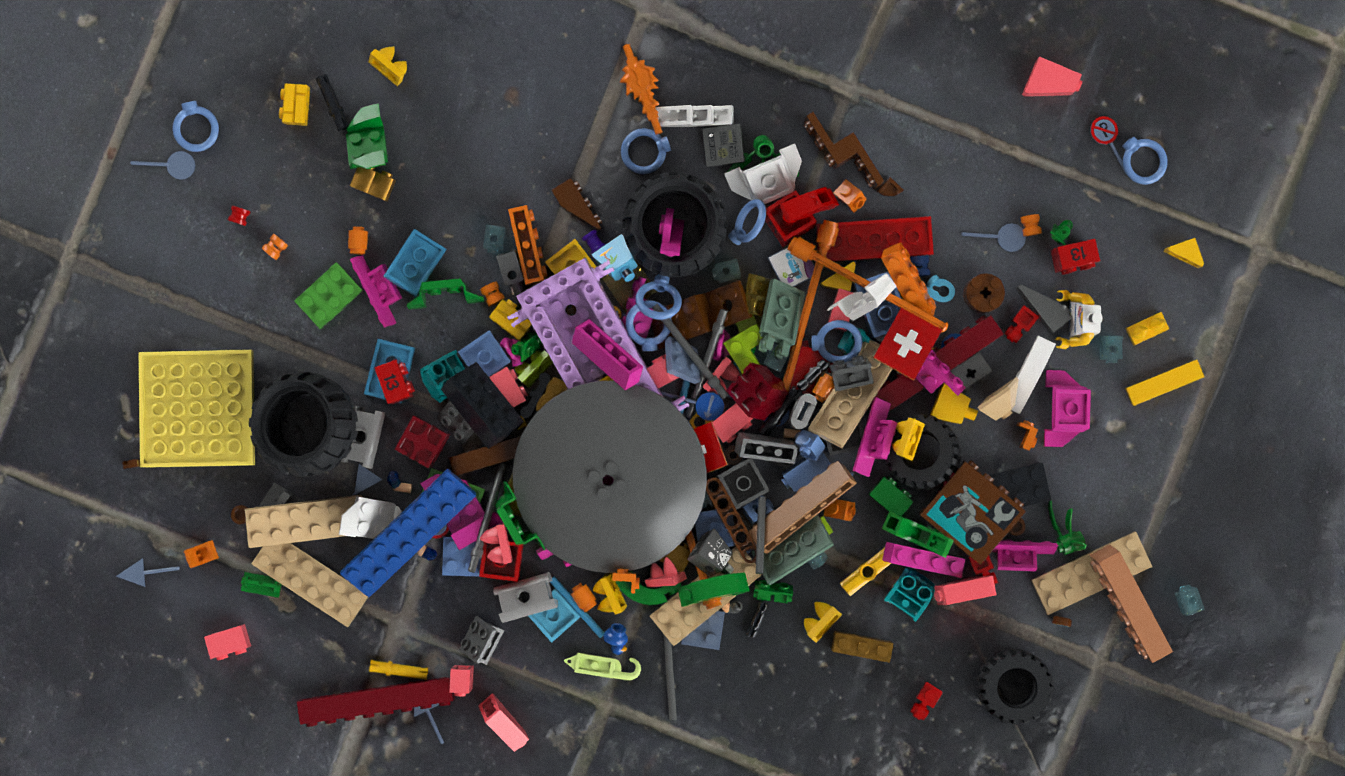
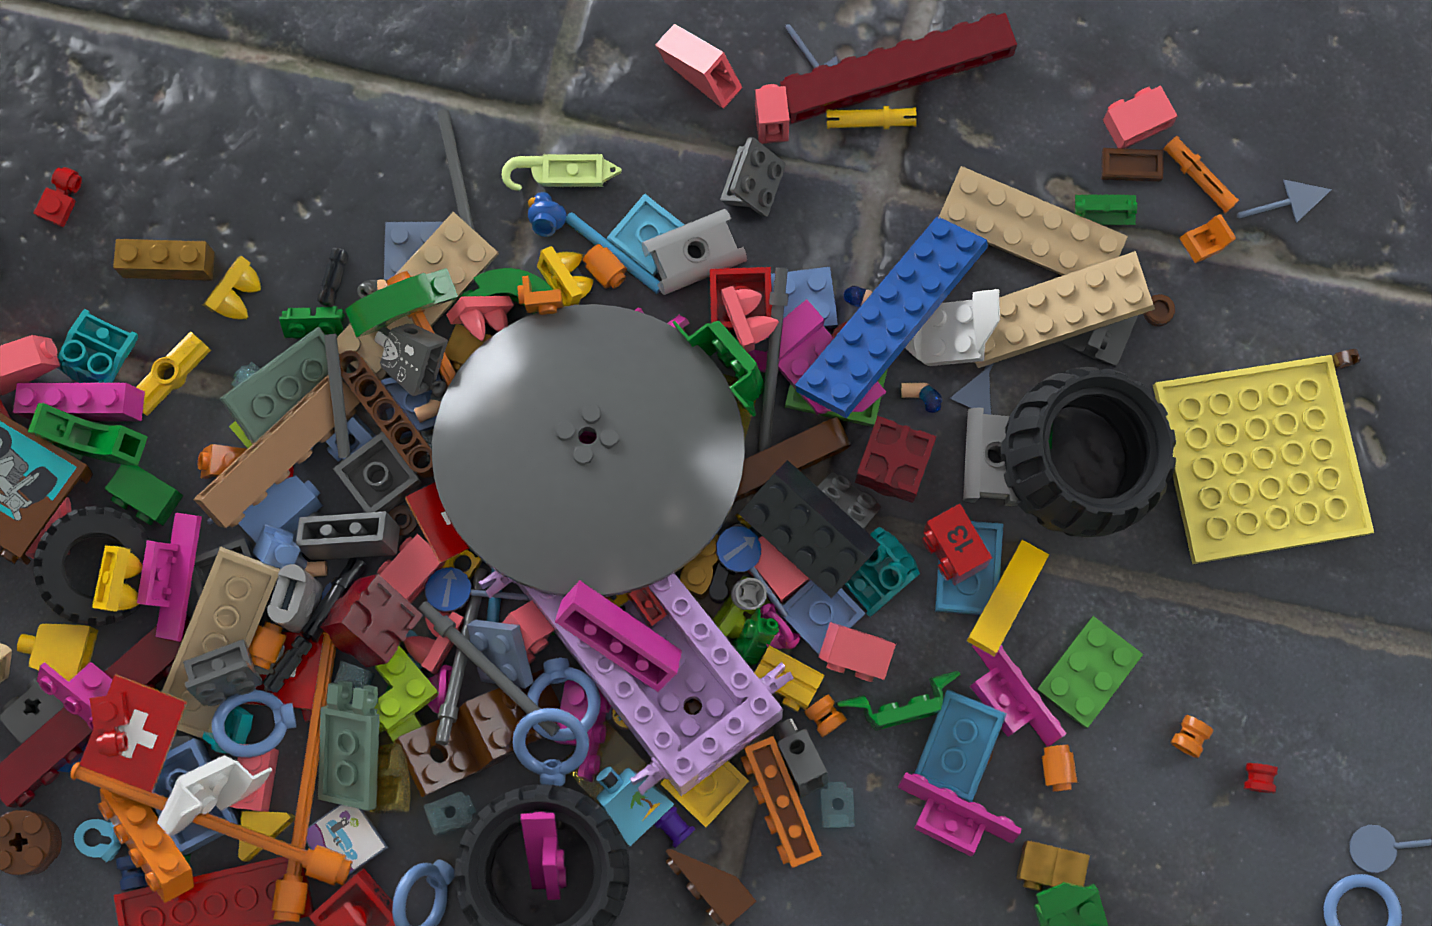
camera: 175 degrees right, 10 degrees down
(208, 617) = (1200, 174): none -> orange pin
(238, 612) = (1132, 164): none -> reddish brown tile
(369, 347) = (1007, 598): none -> yellow tile
(427, 220) = (953, 819): none -> dark pink bracket
(467, 328) = (857, 652): none -> coral brick
(522, 371) = (753, 595): none -> light grey wheel
(527, 399) = (740, 551): none -> blue piece
(587, 372) = (647, 605): none -> red piece
(701, 523) = (431, 408): none -> arm
(919, 357) = (109, 713): none -> red plate

